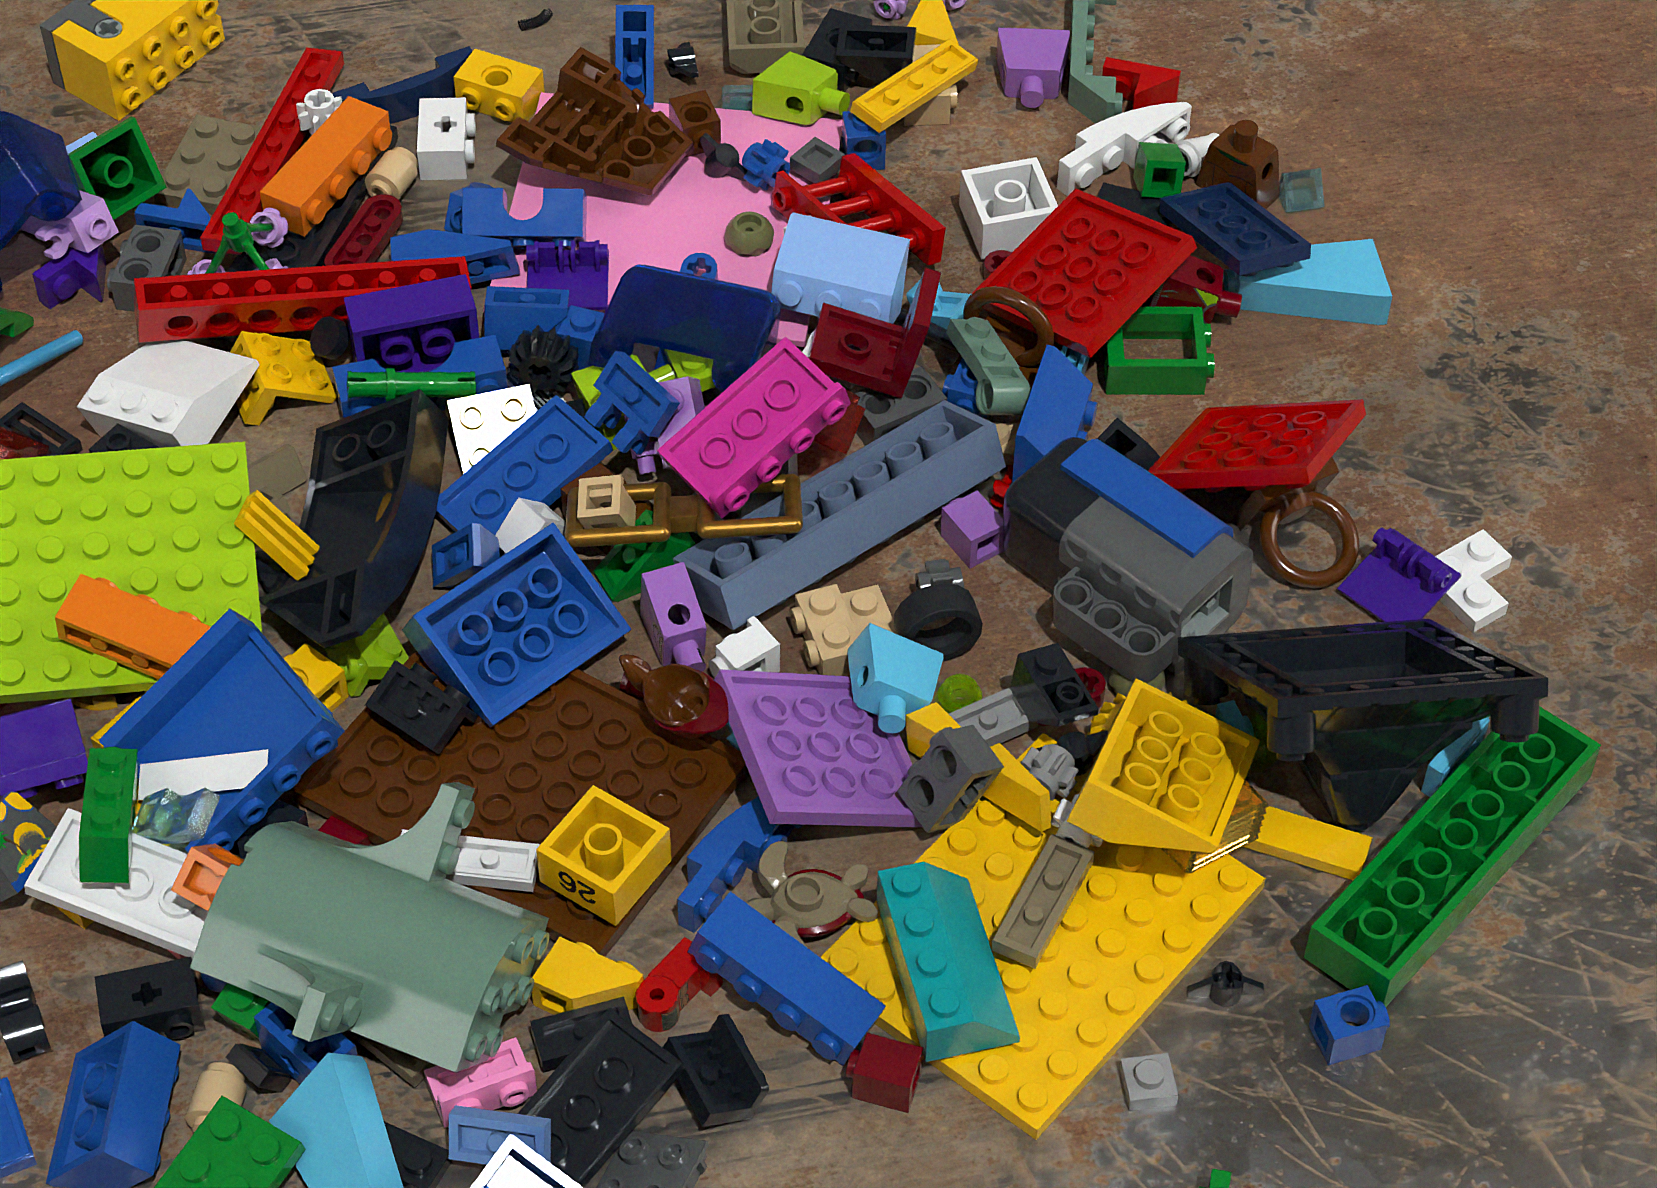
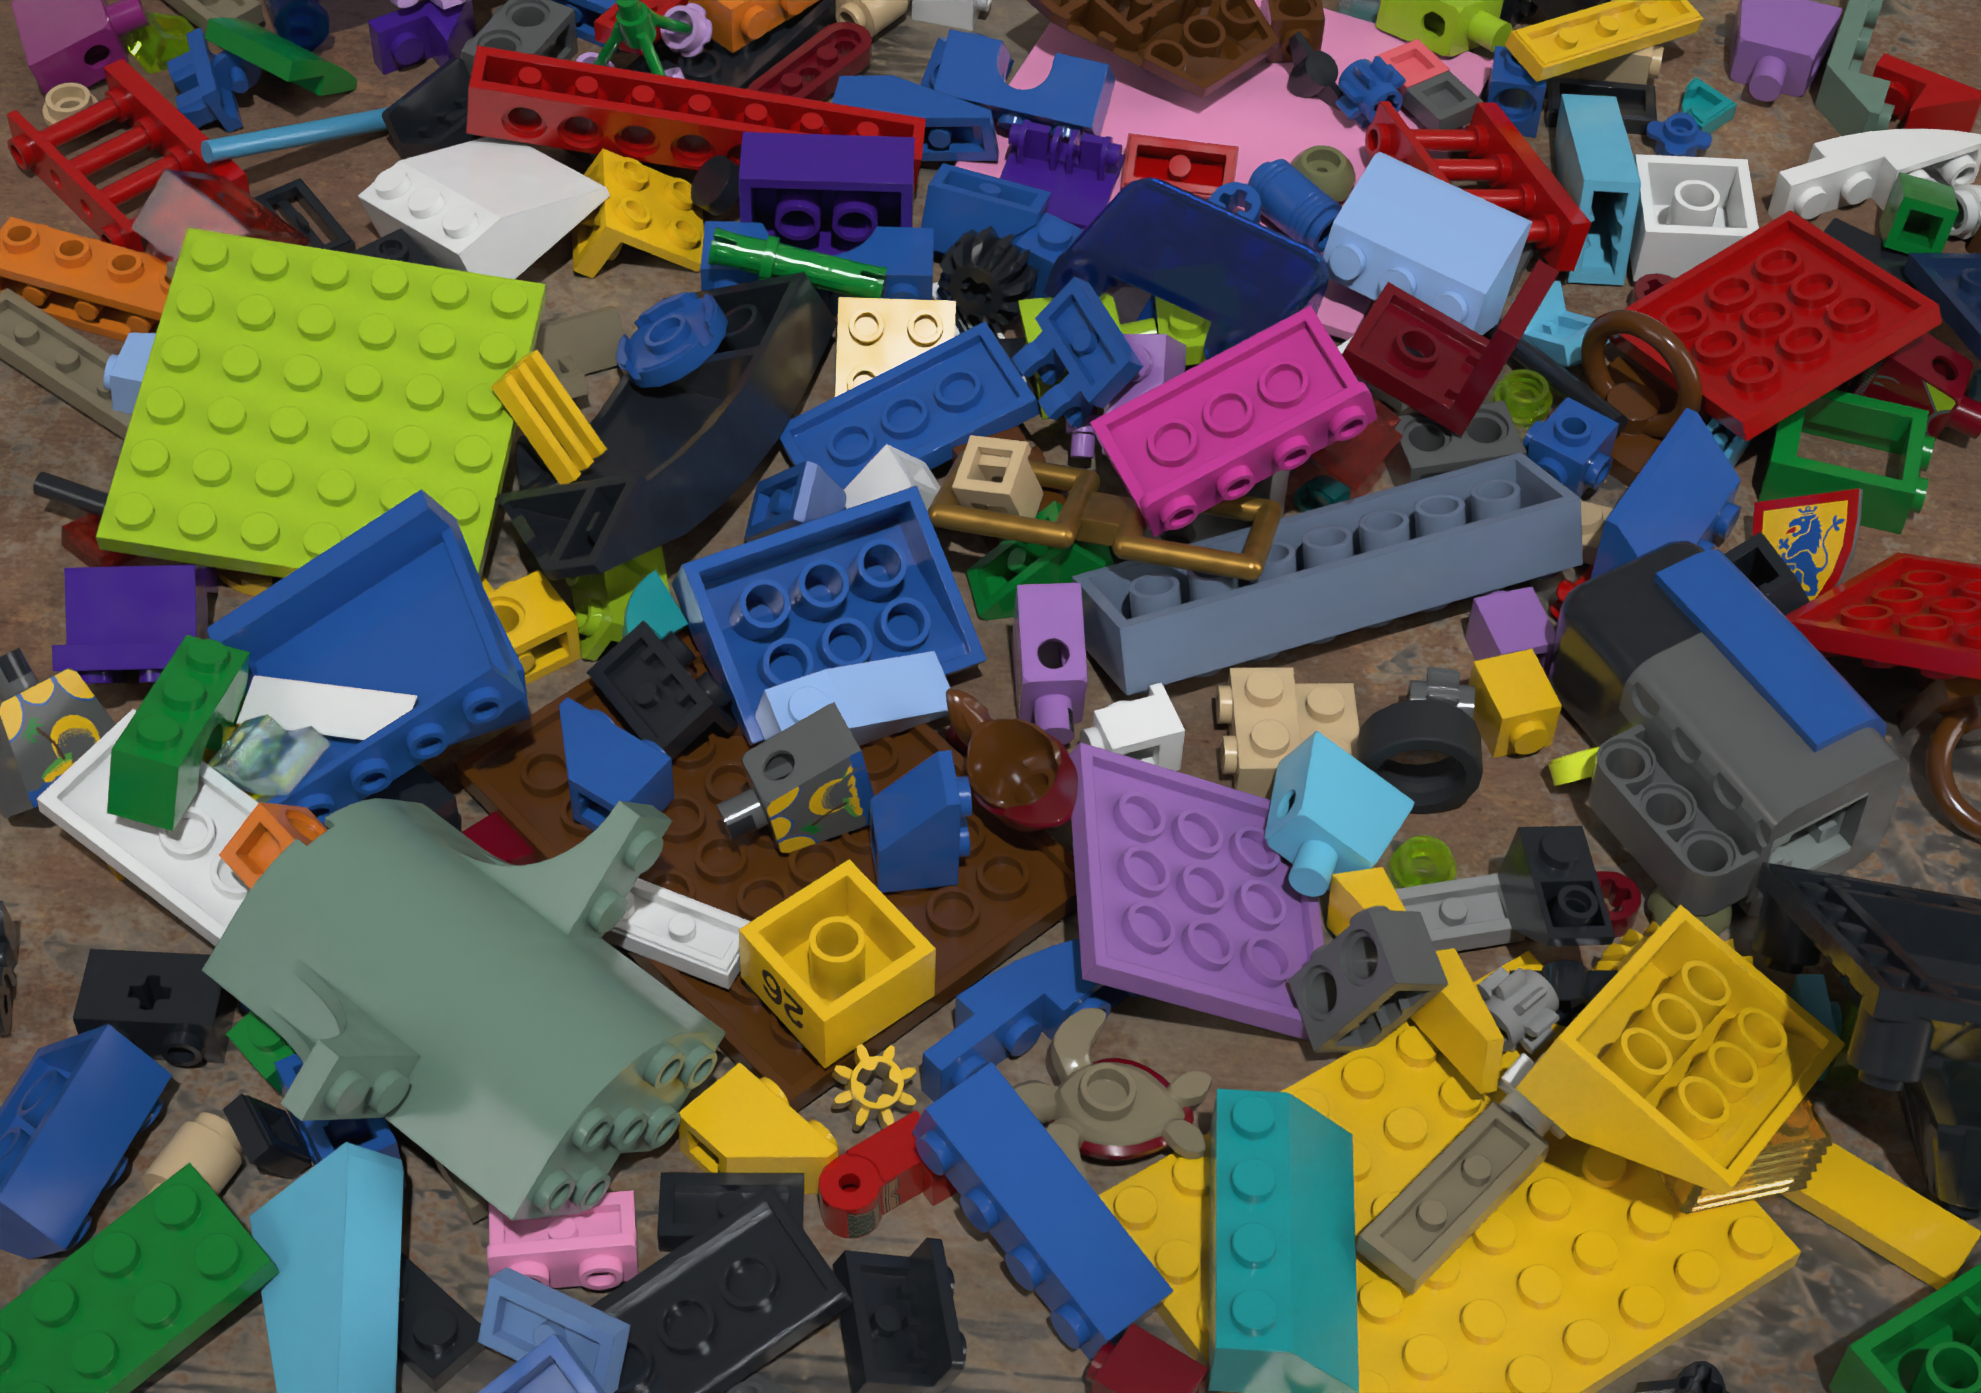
camera: 15 degrees right, 0 degrees up
(106, 332) = (432, 112): none -> black bracket
(126, 626) = (292, 482): orange brick -> none
(337, 458) = (671, 339): none -> blue tile
(393, 647) = (655, 606): none -> teal tile
(405, 768) = (610, 766): none -> blue slope
(542, 743) = (803, 785): none -> dark grey torso
(553, 684) = (871, 696): none -> light blue slope
(629, 751) = (921, 827): none -> blue slope
(639, 936) = (892, 1085): none -> yellow gear
(654, 247) = (1183, 163): none -> red slope
(740, 259) = (1294, 203): none -> blue head
(789, 136) = (1414, 63): none -> coral plate
(817, 460) = (1320, 492): none -> teal tile
(924, 136) = (1635, 101): none -> black tile
(934, 358) = (1525, 395): none -> clear neon green plate
(941, 191) = (1603, 181): none -> medium azure slope
(982, 148) = (1678, 136): none -> blue plate
(988, 571) = (1514, 703): none -> yellow brick
(994, 122) = (1707, 106): none -> teal tile
(1000, 382) = (1606, 441): sand green plate -> none
(1038, 603) = (1573, 766): none -> neon yellow tile
(1149, 411) = (1813, 535): none -> shield

